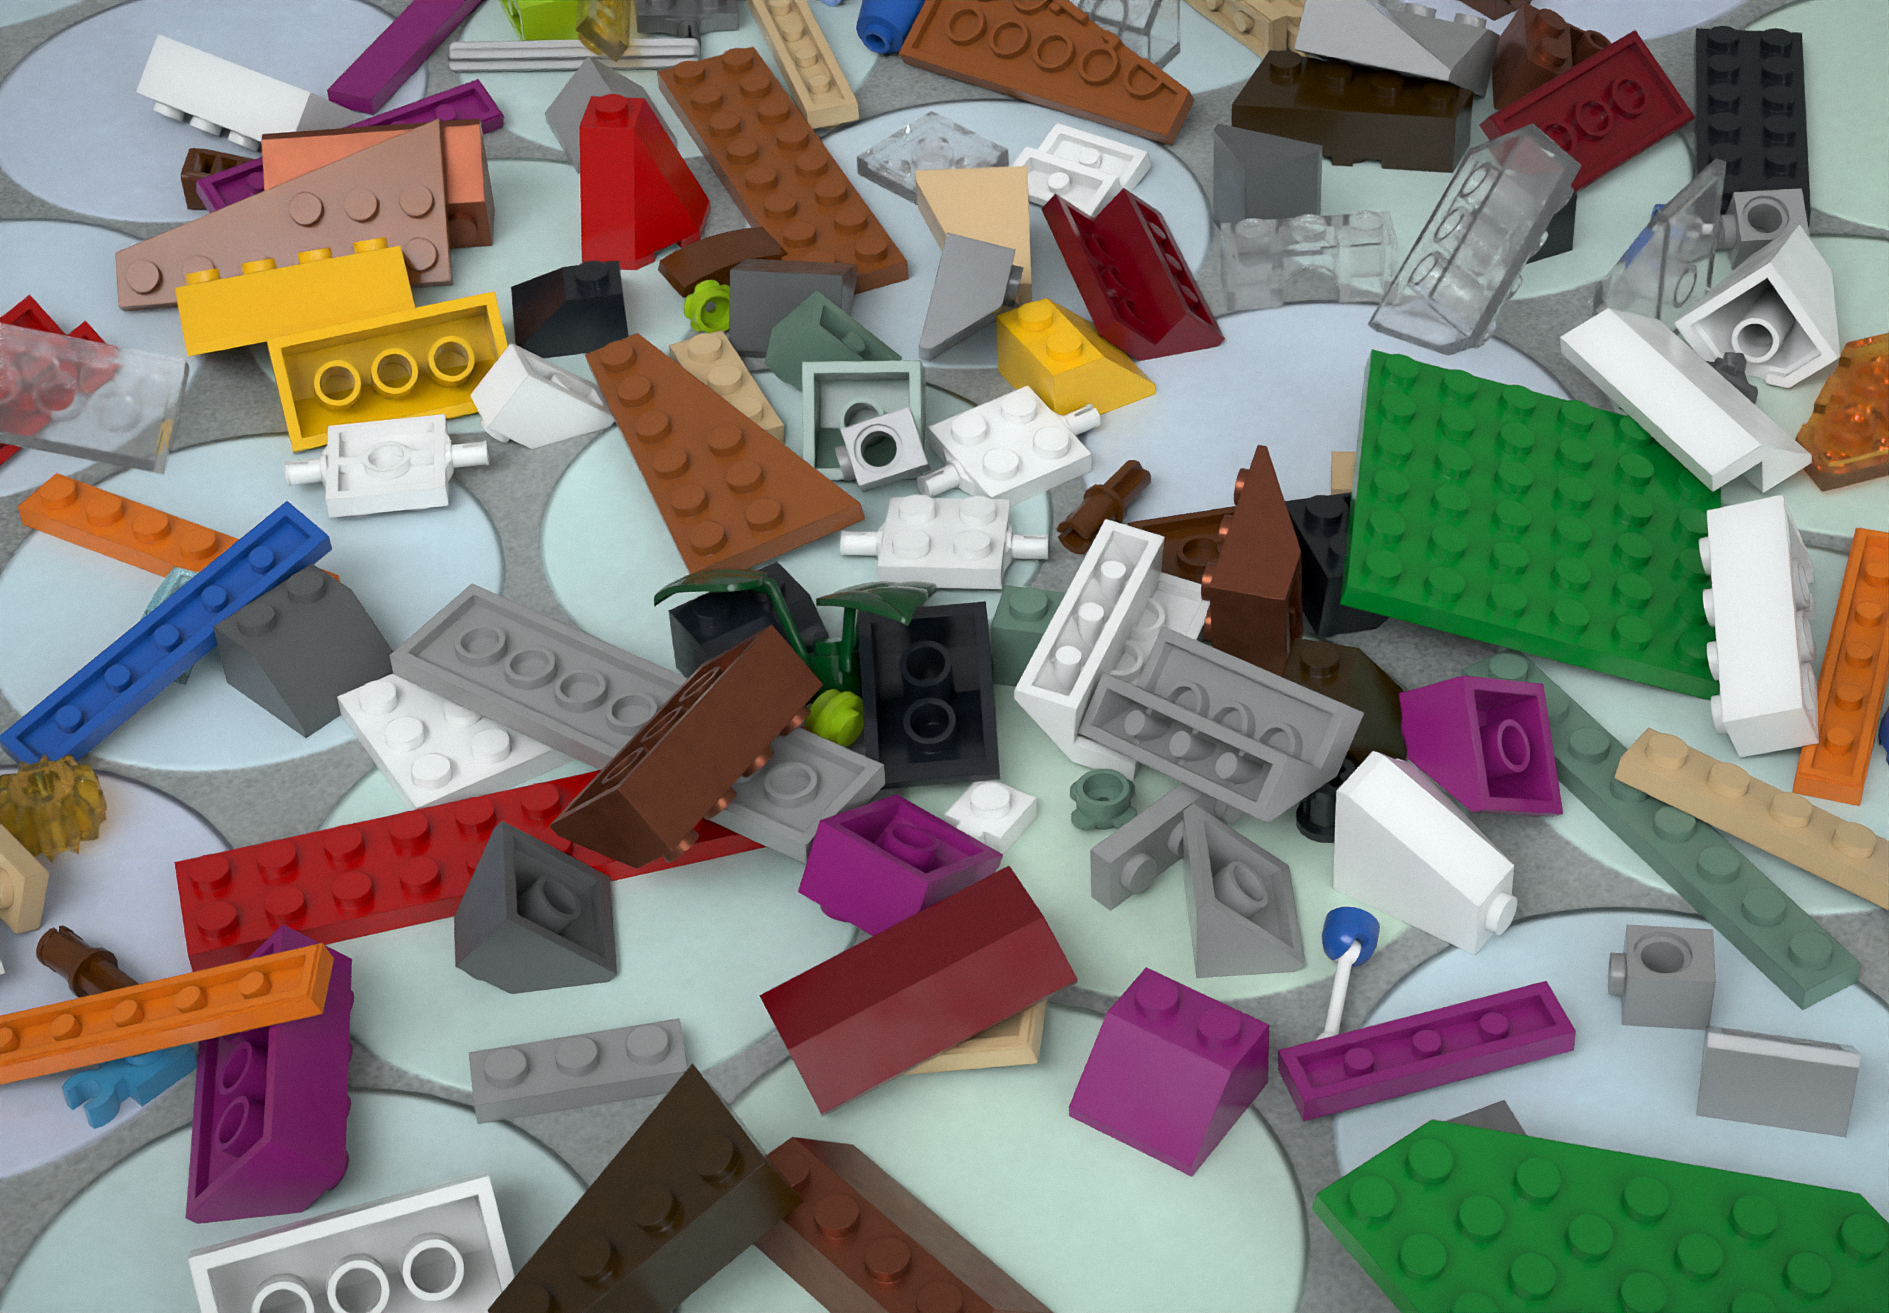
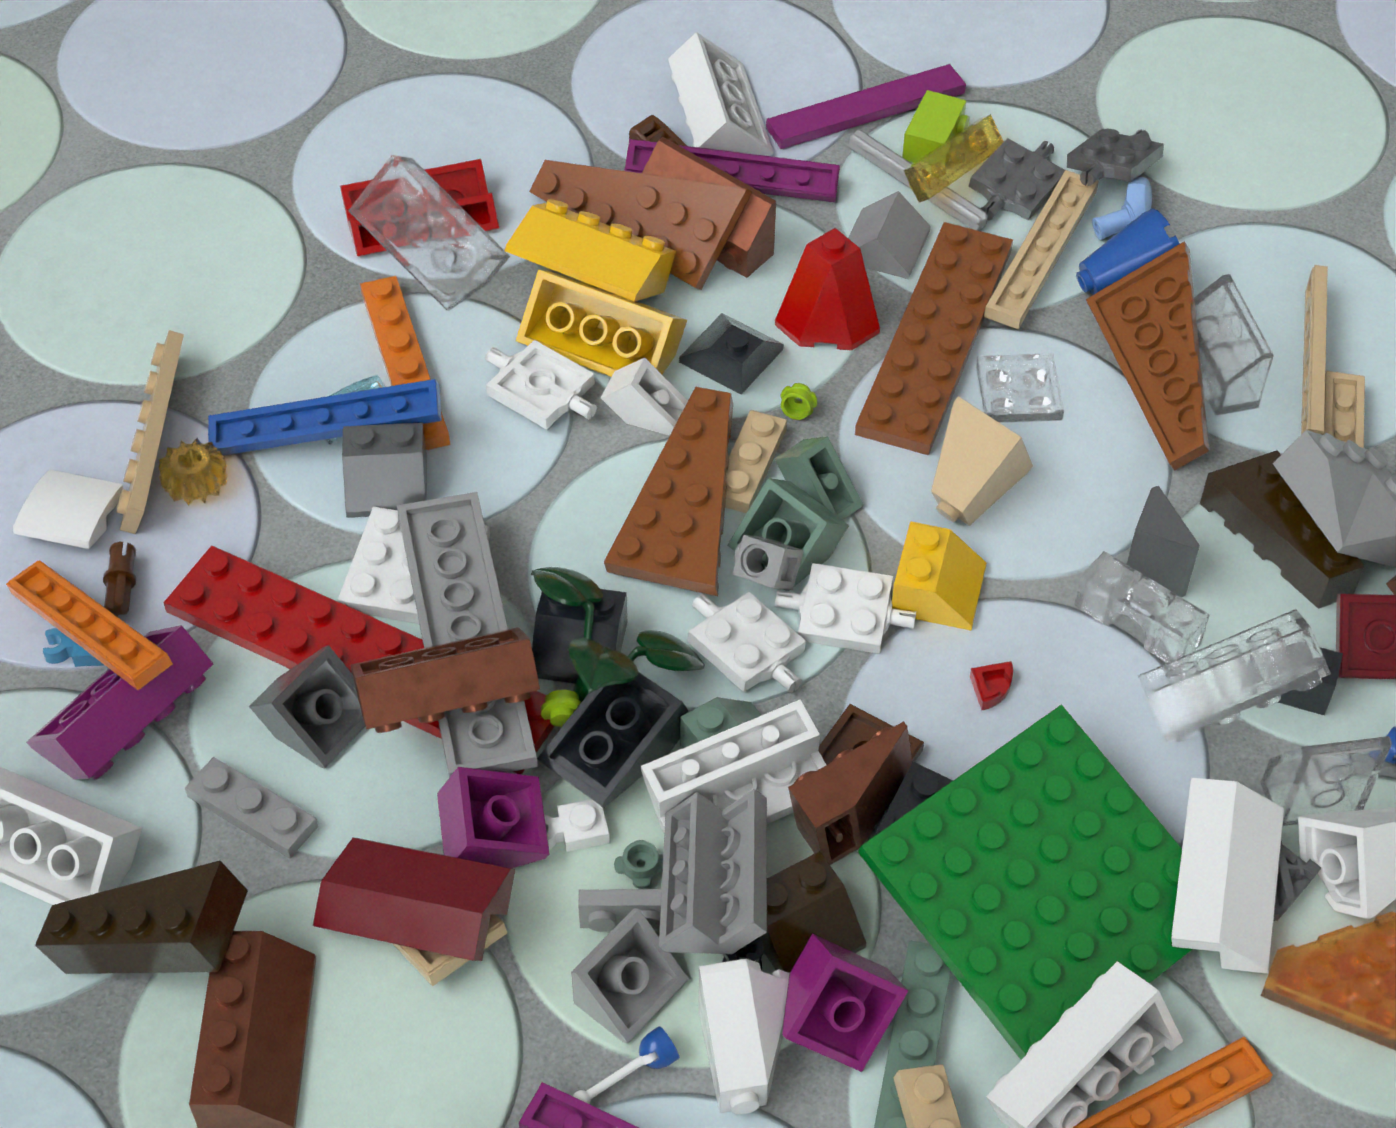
camera: 40 degrees right, 10 degrees up
(716, 256) = (832, 371): reddish brown slope -> none
(771, 289) = (842, 418): dark grey slope -> none
(967, 292) = (905, 492): slope -> none
(1081, 168) = (1091, 452): white slope -> none
(1102, 503) = (850, 683): reddish brown axle -> none
(1133, 277) = (1038, 545): dark red slope -> none
(1171, 1071) = (482, 1048): magenta slope -> none
(1239, 419) = (991, 683): none -> red tile

